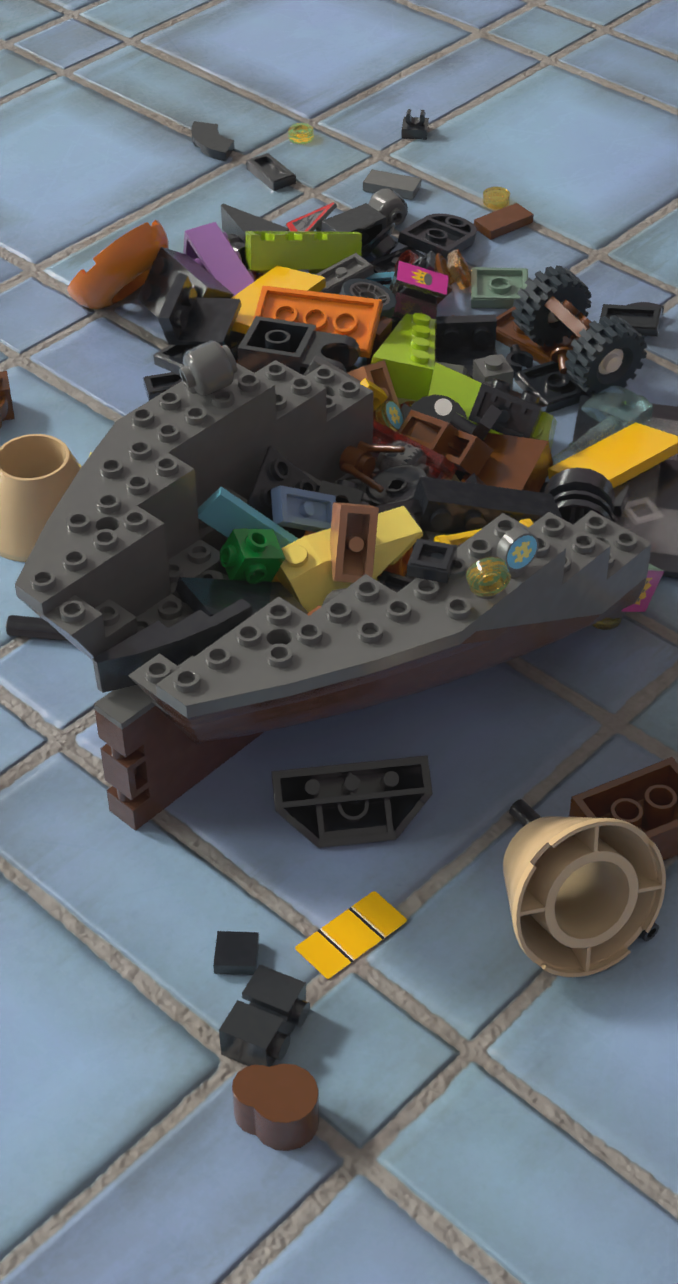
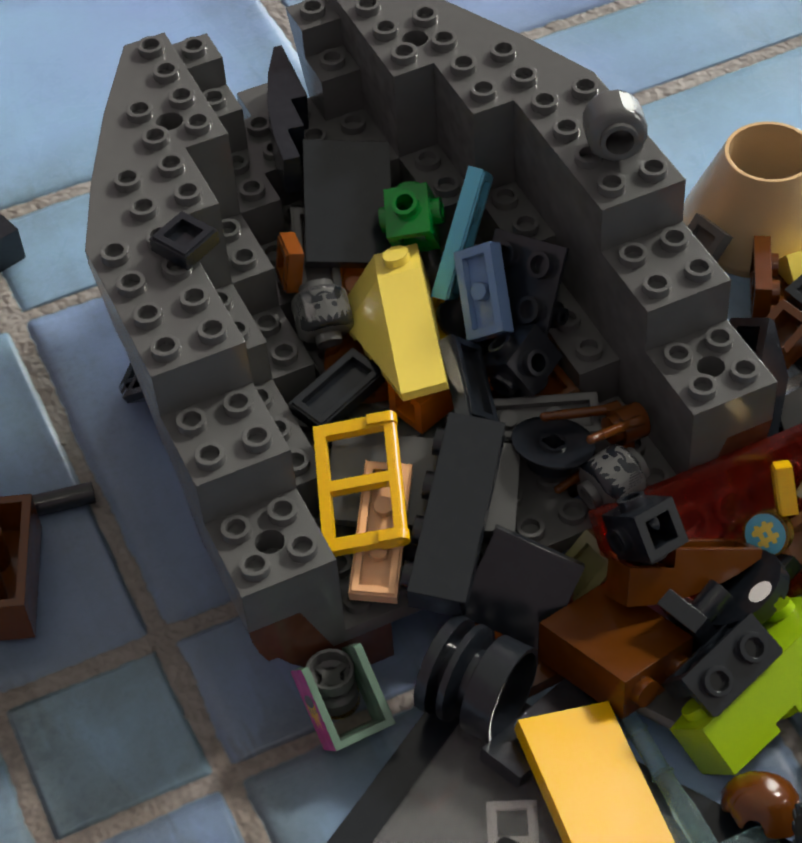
camera: 115 degrees right, 5 degrees up
(236, 953) = (64, 243): black tile -> none
(350, 934) = (38, 329): yellow sticker -> none
(352, 541) = (382, 293): nougat slope -> none
(448, 429) = (644, 528): none -> black brick
(488, 576) = (114, 261): clear yellow tile -> none
(517, 548) = (142, 299): tile -> none
(569, 408) = (763, 799): none -> reddish brown hair

